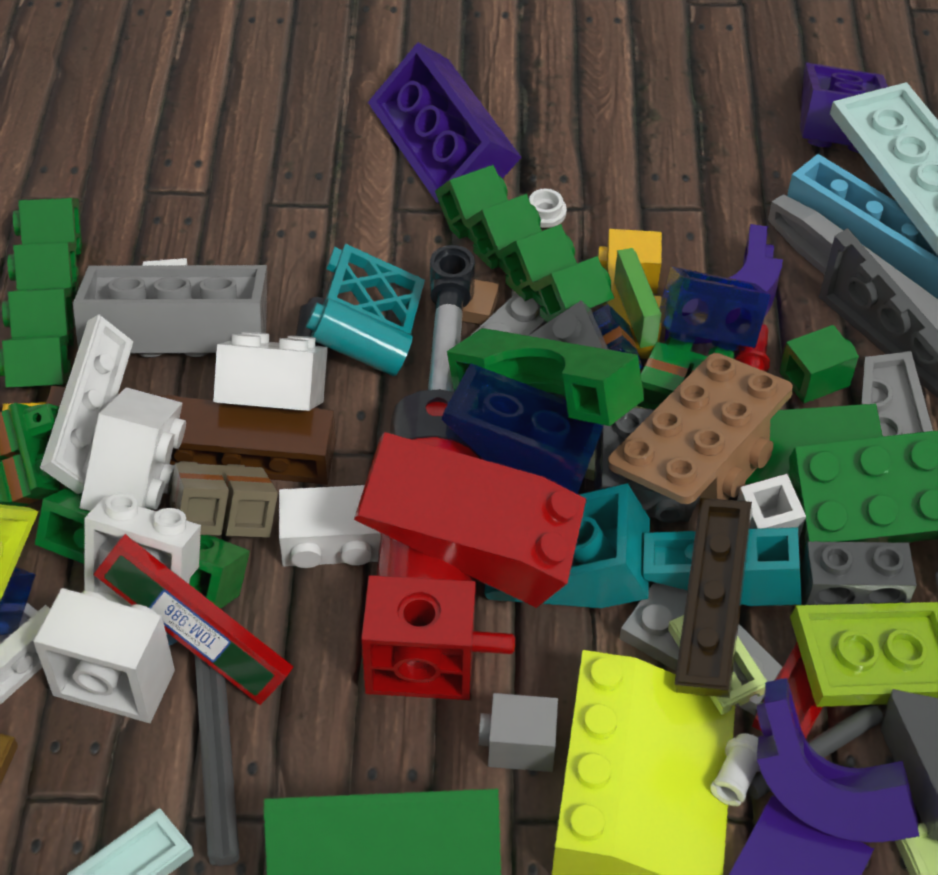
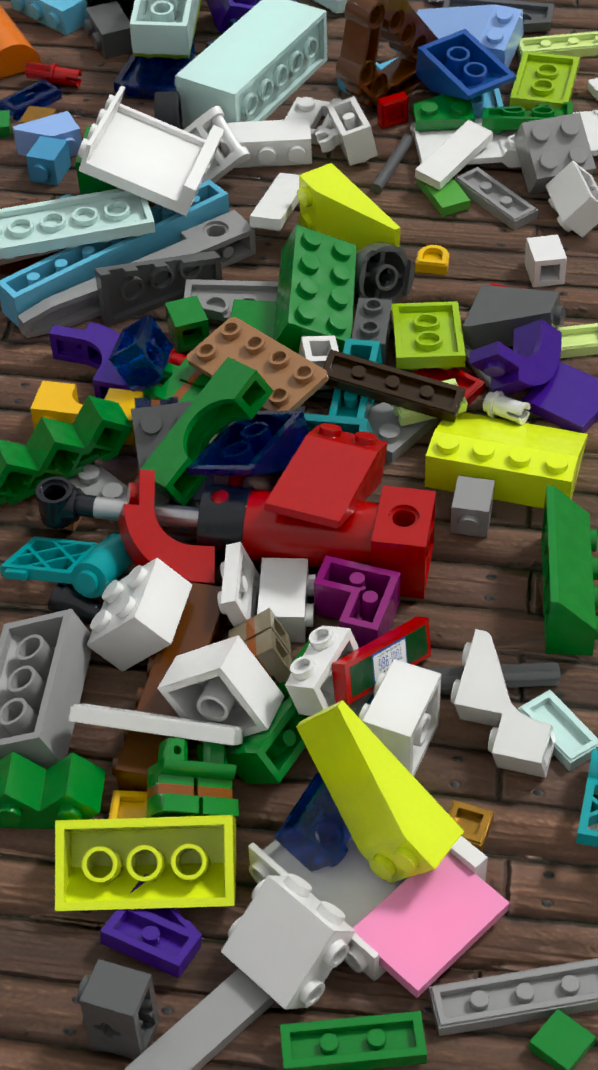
camera: 80 degrees left, 5 degrees down
(150, 758) = (483, 698): none -> white arch
(313, 610) = (357, 596): none -> magenta brick
(317, 459) = (239, 585): none -> white plate
(375, 369) = (146, 539): none -> red arch
(637, 297) = (122, 387): bright green tile -> none

